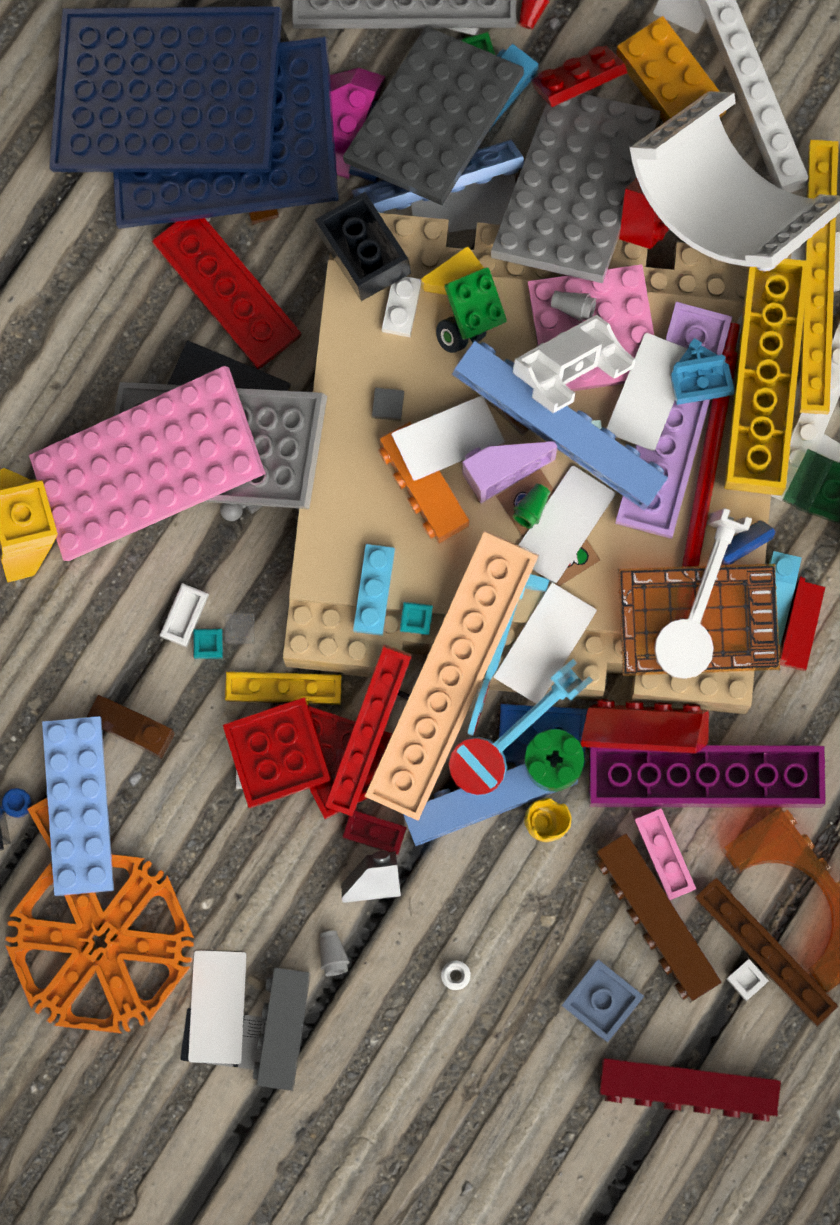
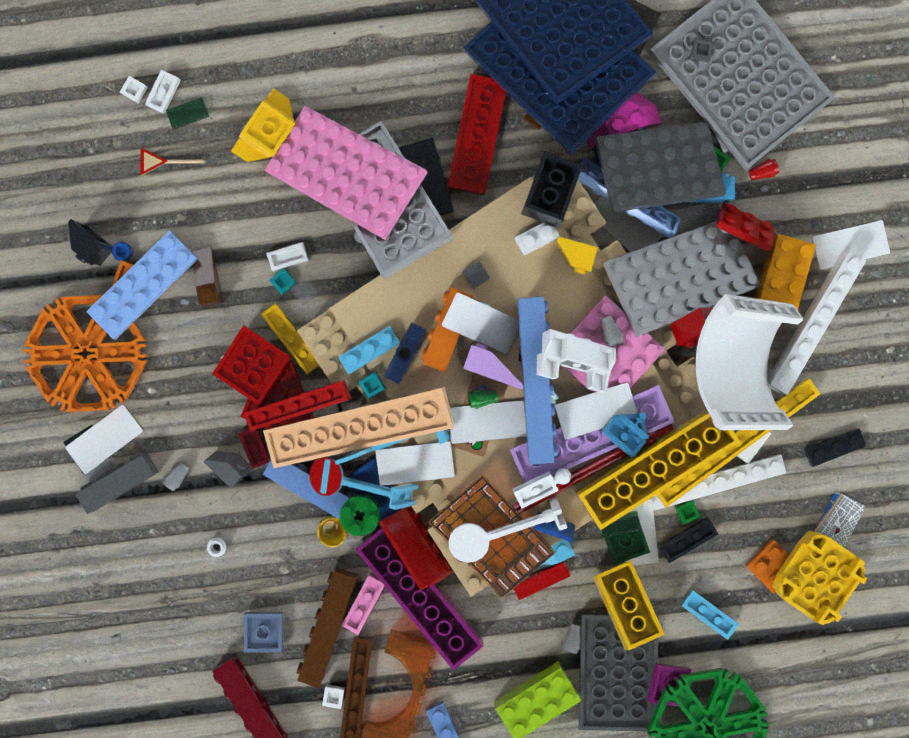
camera: 45 degrees right, 10 degrees up
(402, 534) = (399, 365): none -> dark blue piece
(475, 311) = (564, 280): green plate -> none
(685, 518) = (540, 487): none -> white plate

